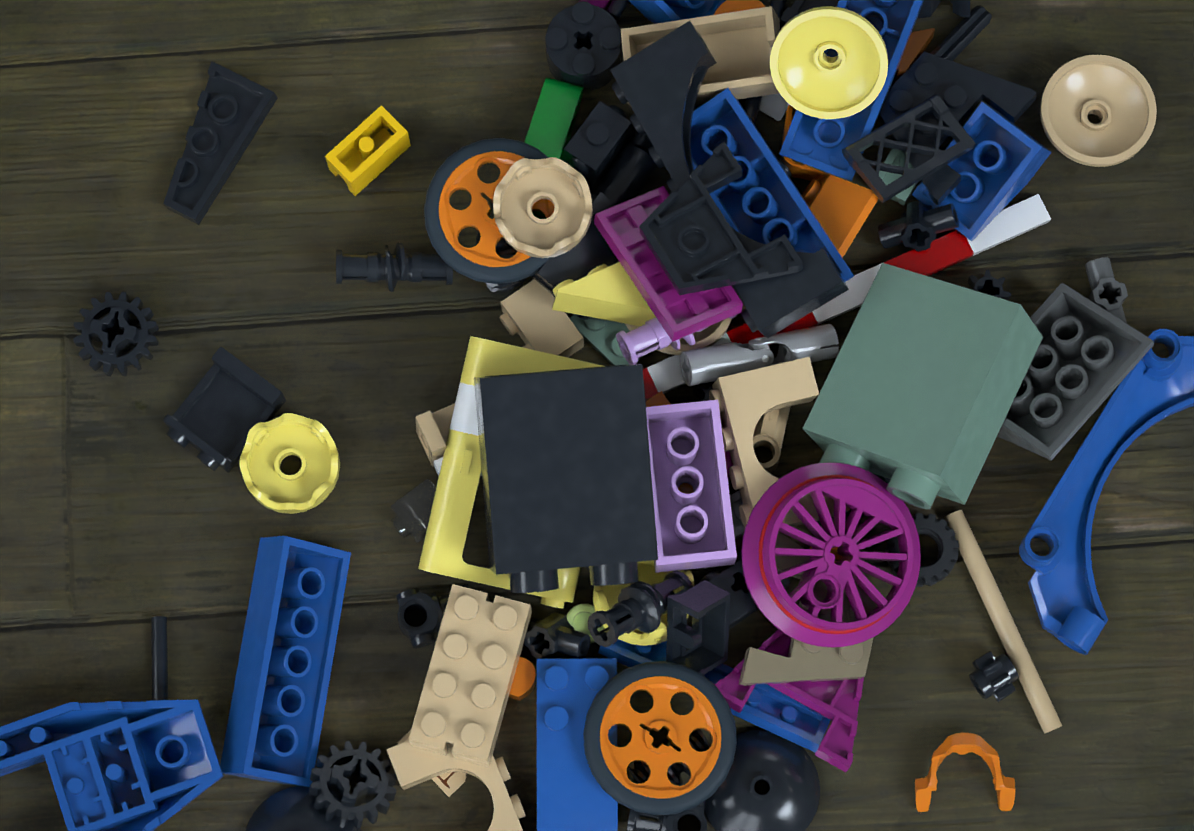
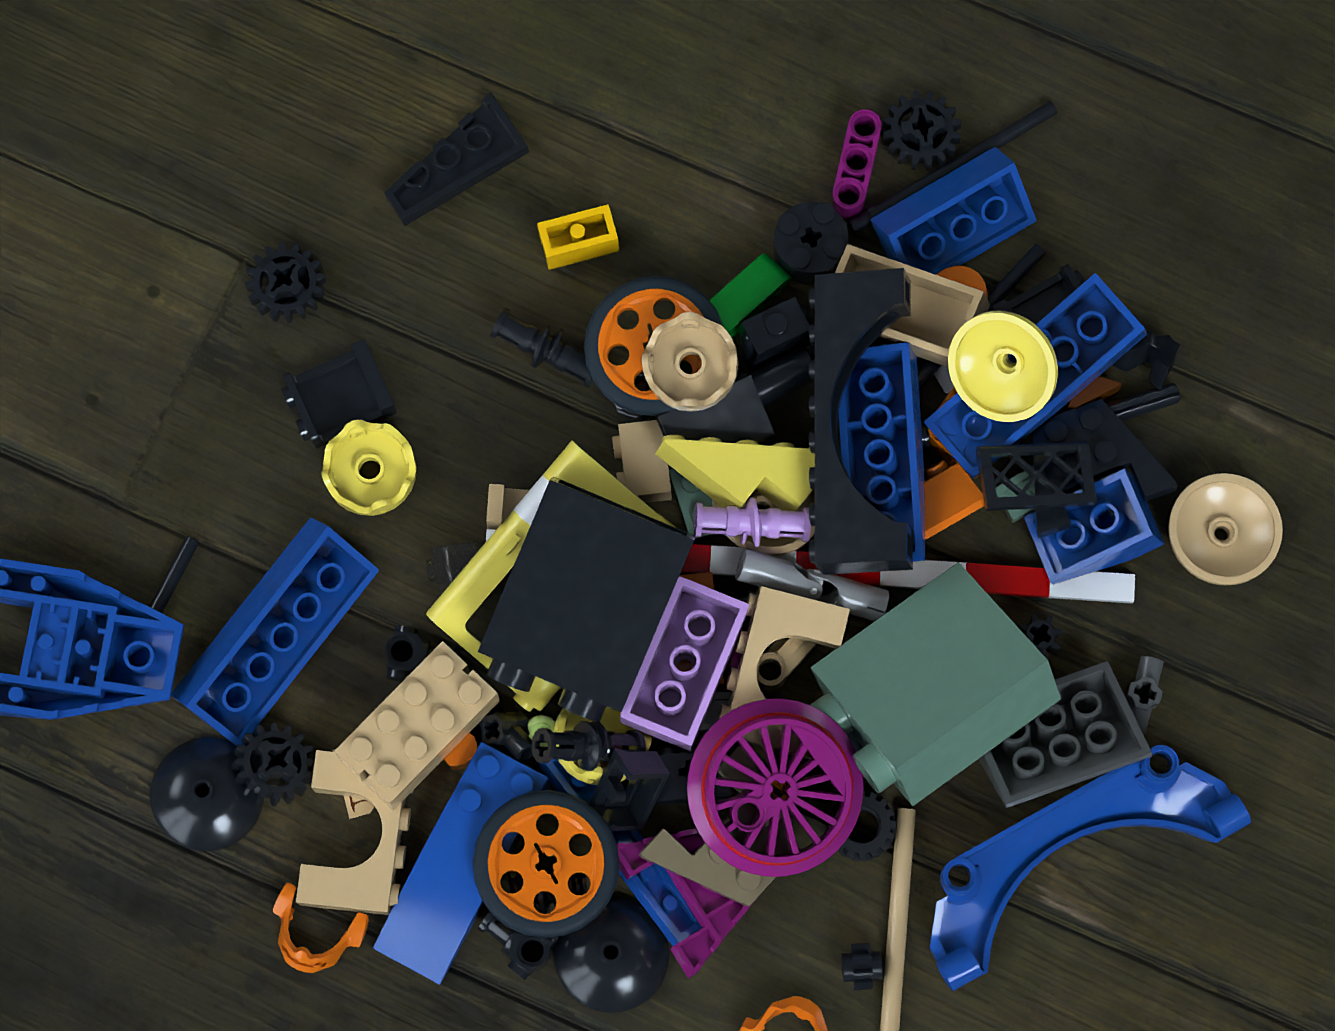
camera: 30 degrees right, 0 degrees up
(676, 313) = (770, 466): magenta plate -> none
(698, 243) = (802, 460): black wing -> none
(918, 226) = (1013, 547): black axle -> none

